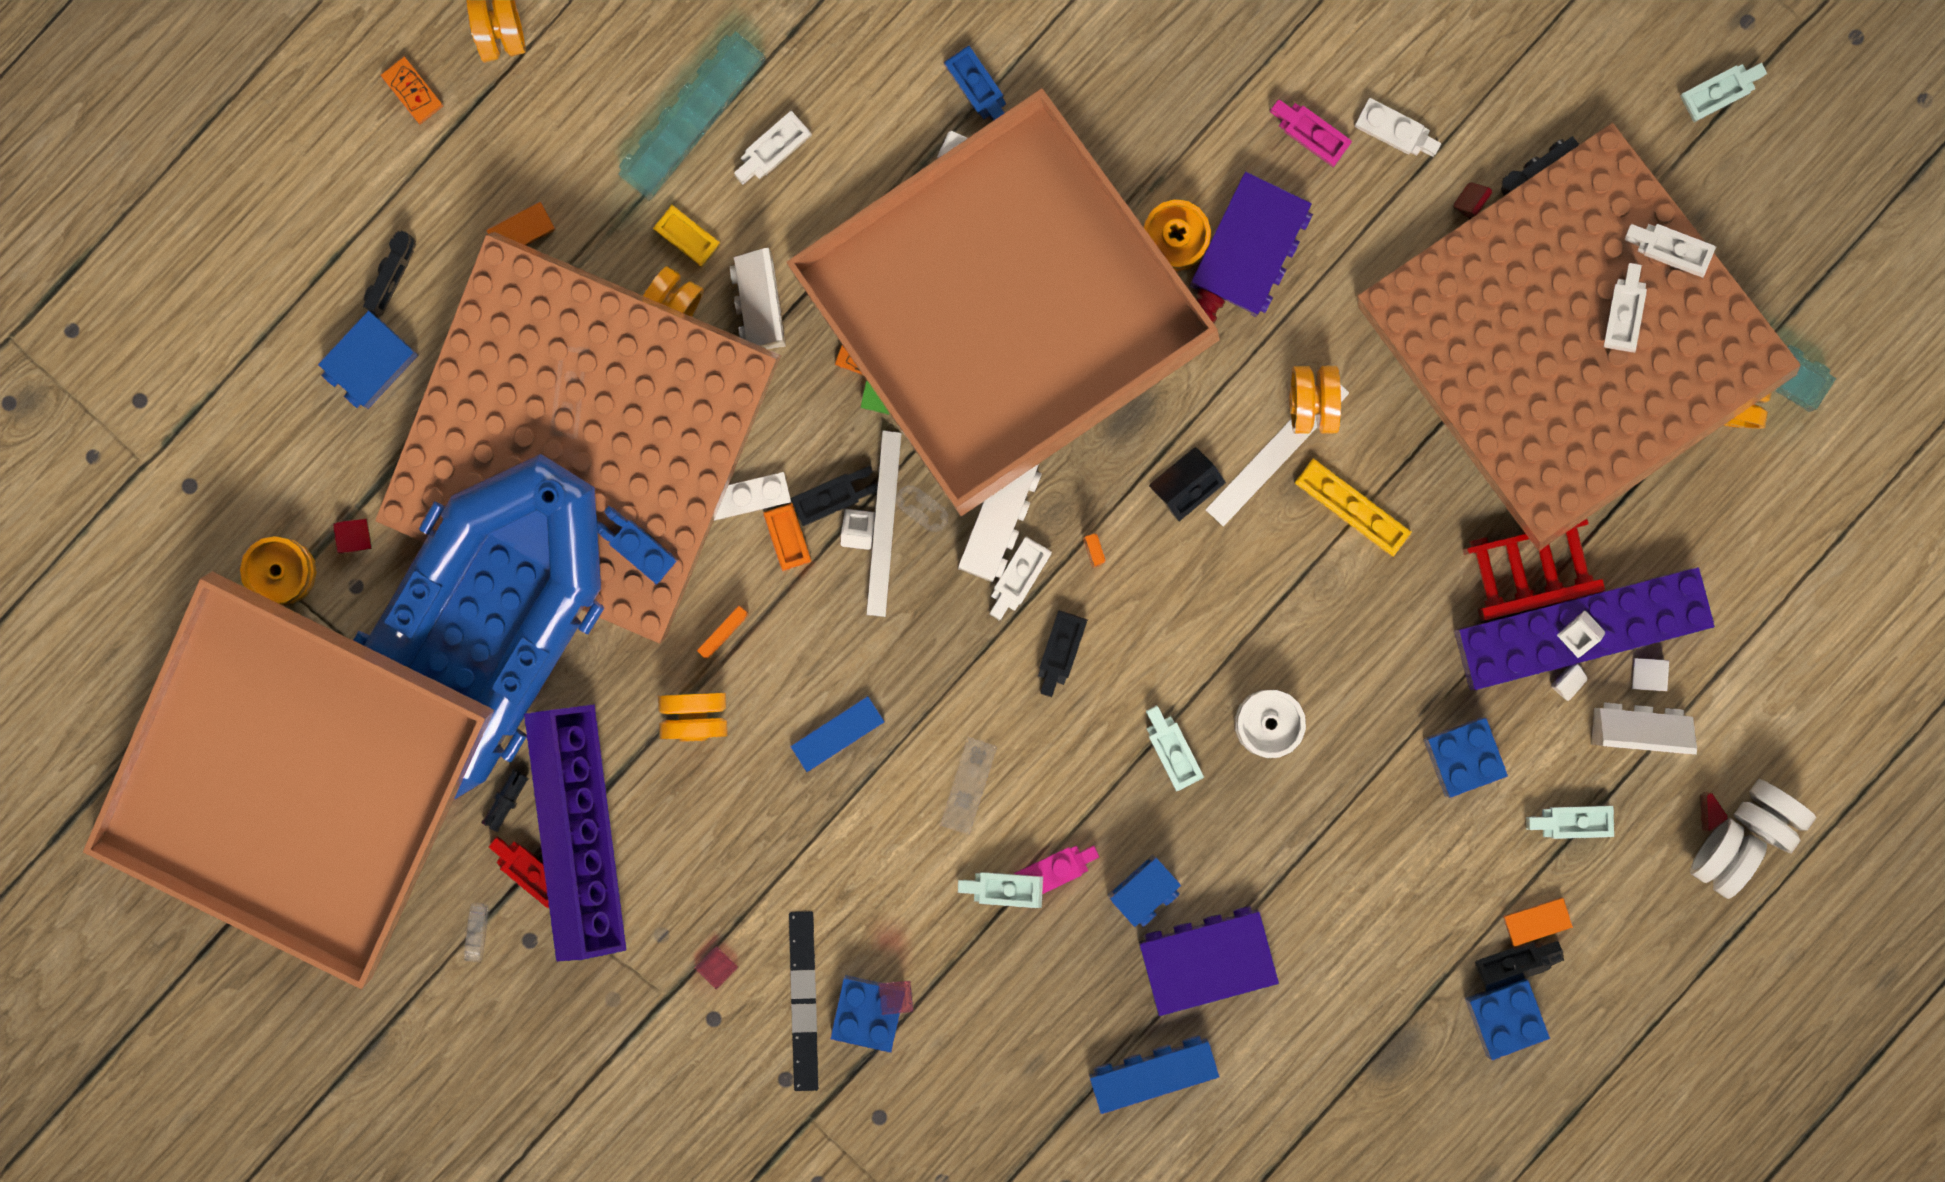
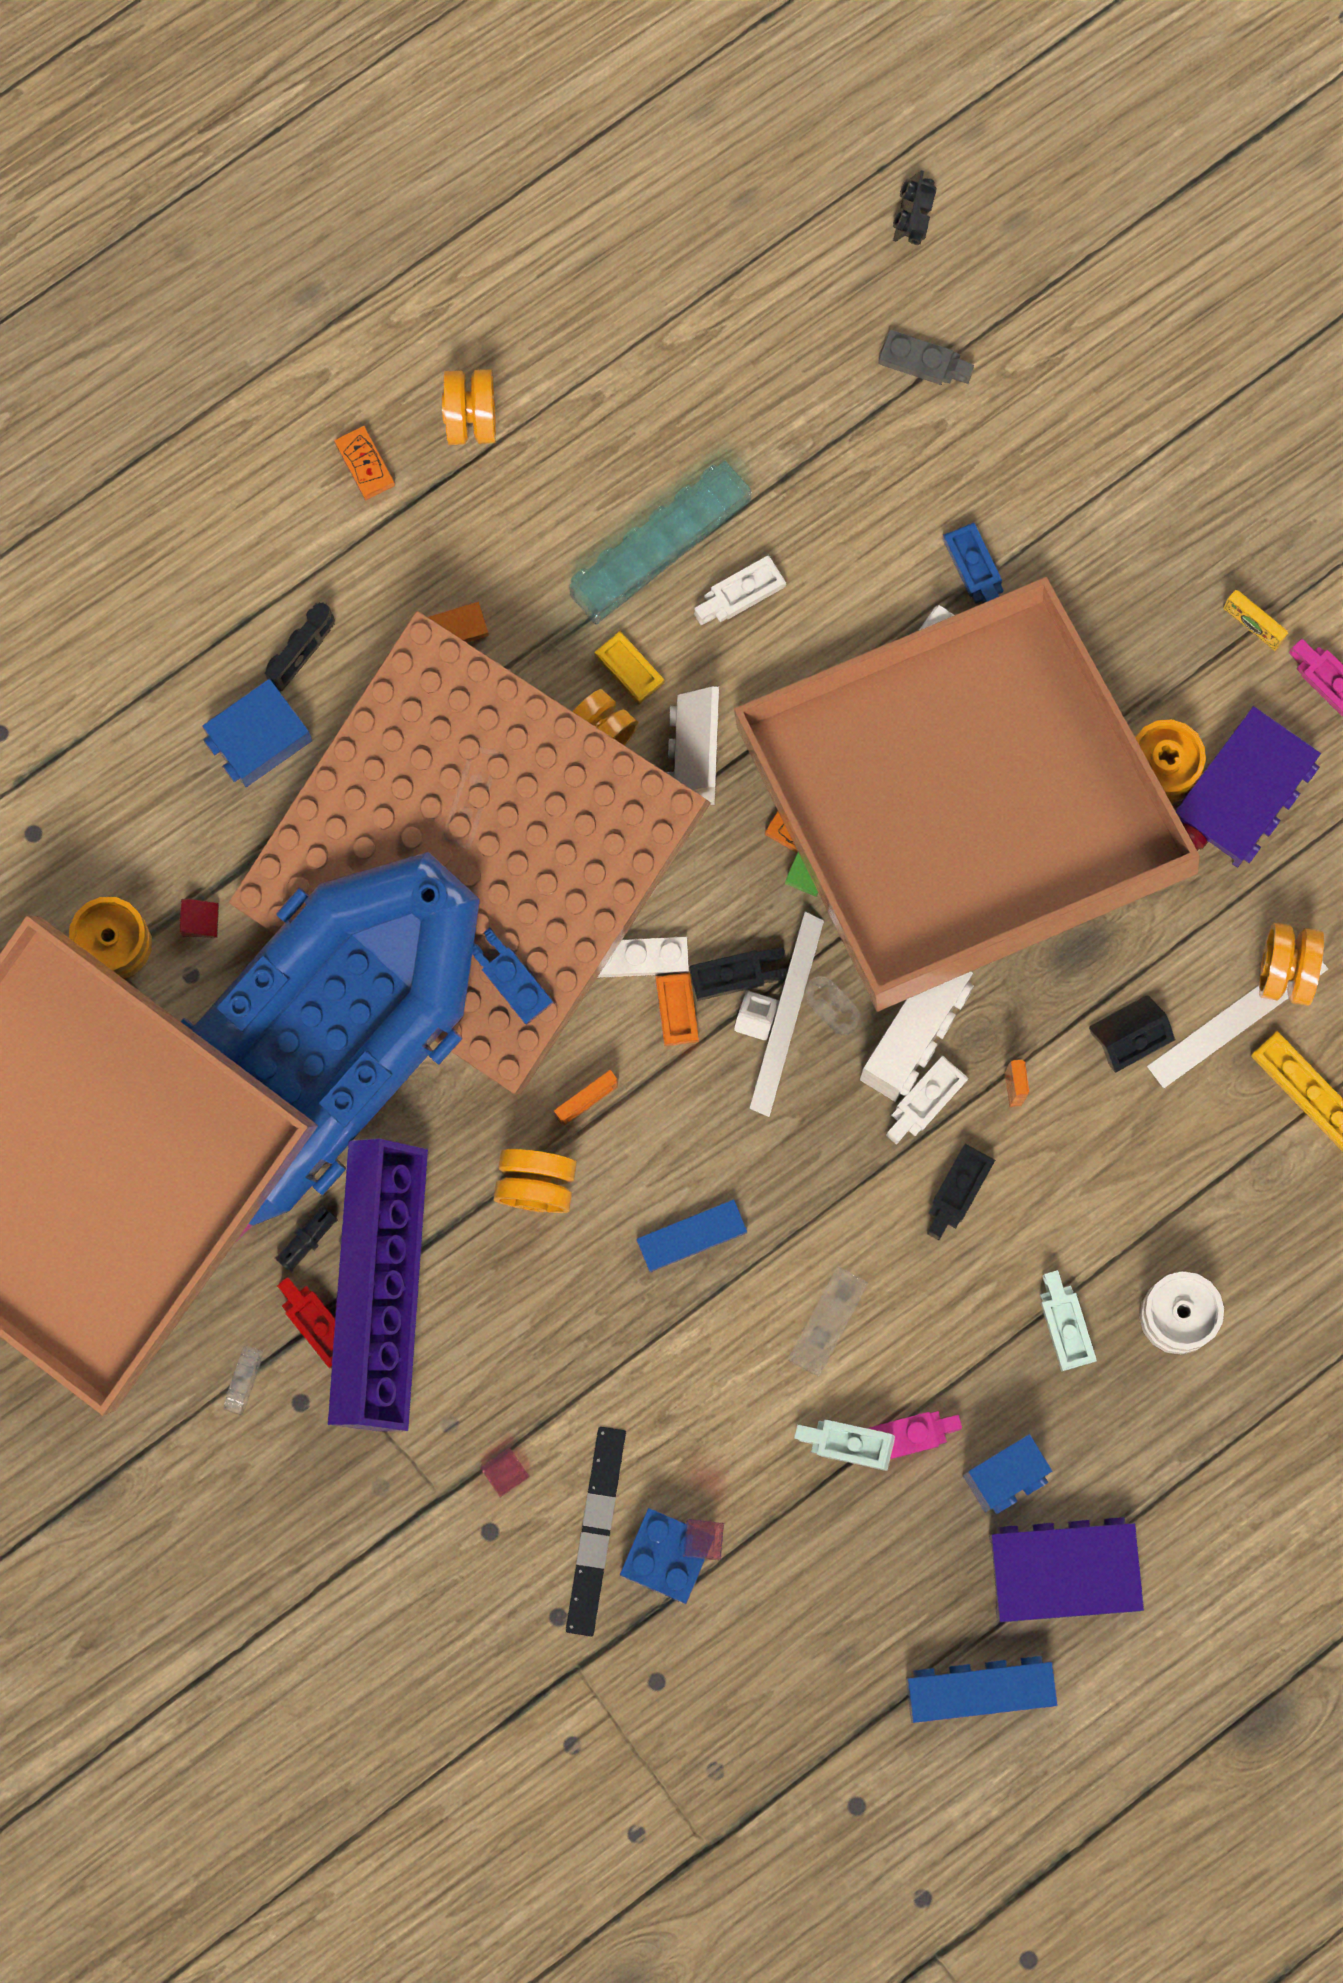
camera: 15 degrees right, 10 degrees down
(1235, 89) = (1255, 620): none -> yellow tile

